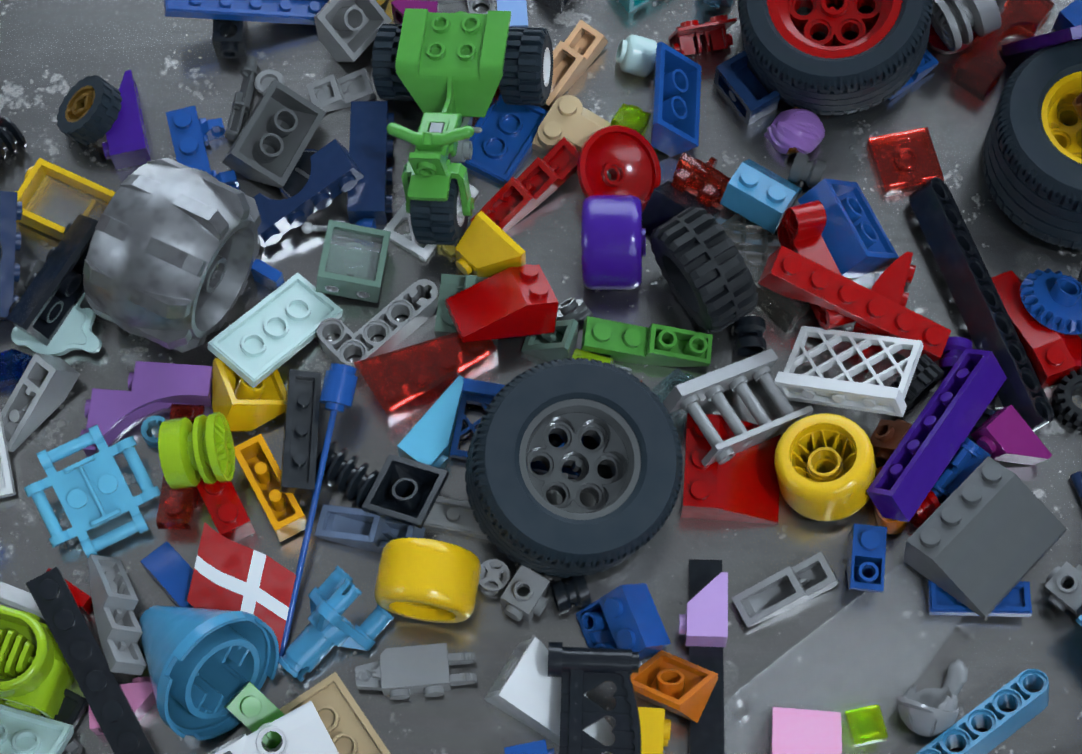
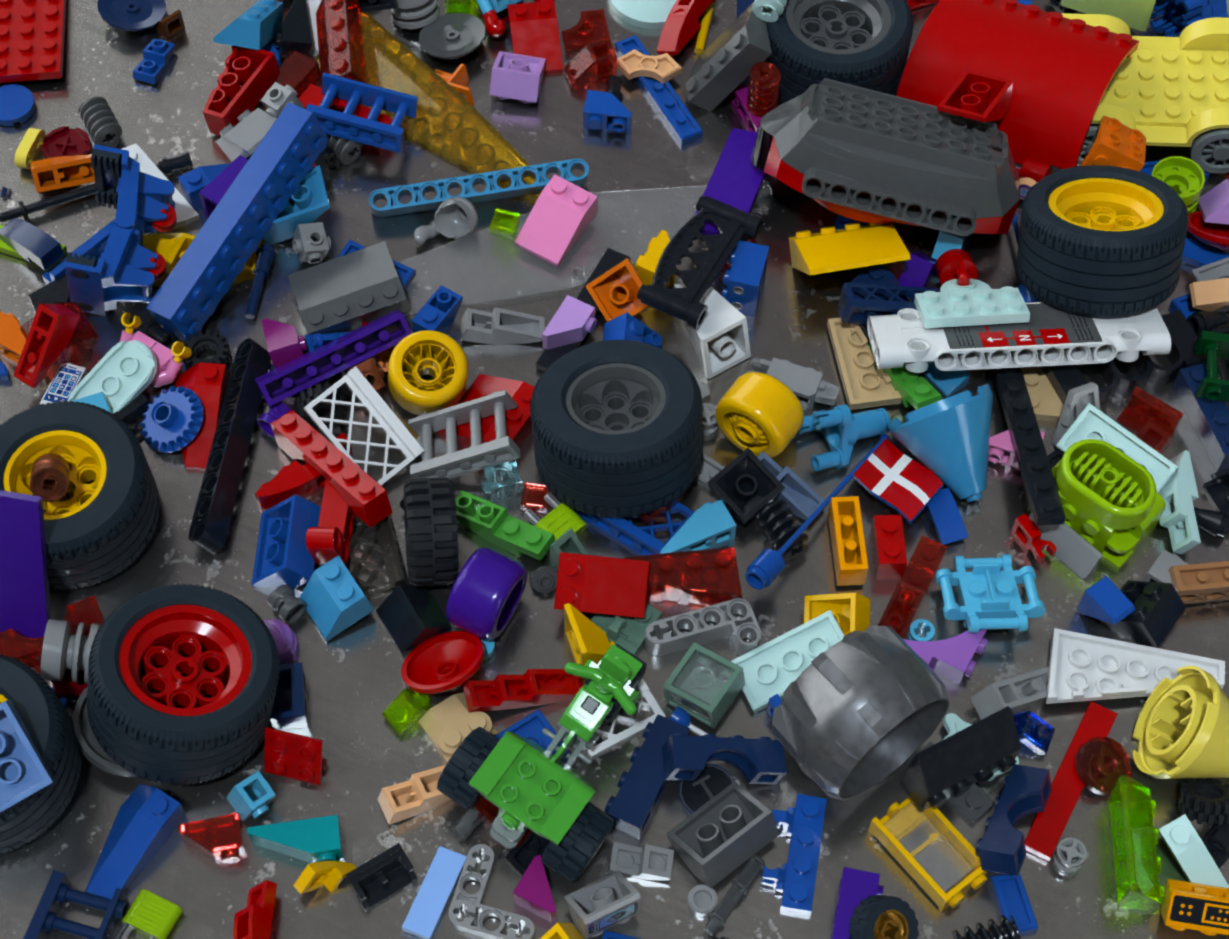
camera: 155 degrees left, 10 degrees down
(114, 615) = (1001, 500): light grey slope -> none
(196, 450) = (898, 557): lime wheel -> none
(301, 434) = (807, 561): black fence -> none
(636, 55) = (361, 767): light aqua head -> none
(675, 101) = (360, 699): blue slope -> none
(701, 177) = (384, 642): clear red hips -> none
(904, 160) = (204, 571): clear red tile -> none

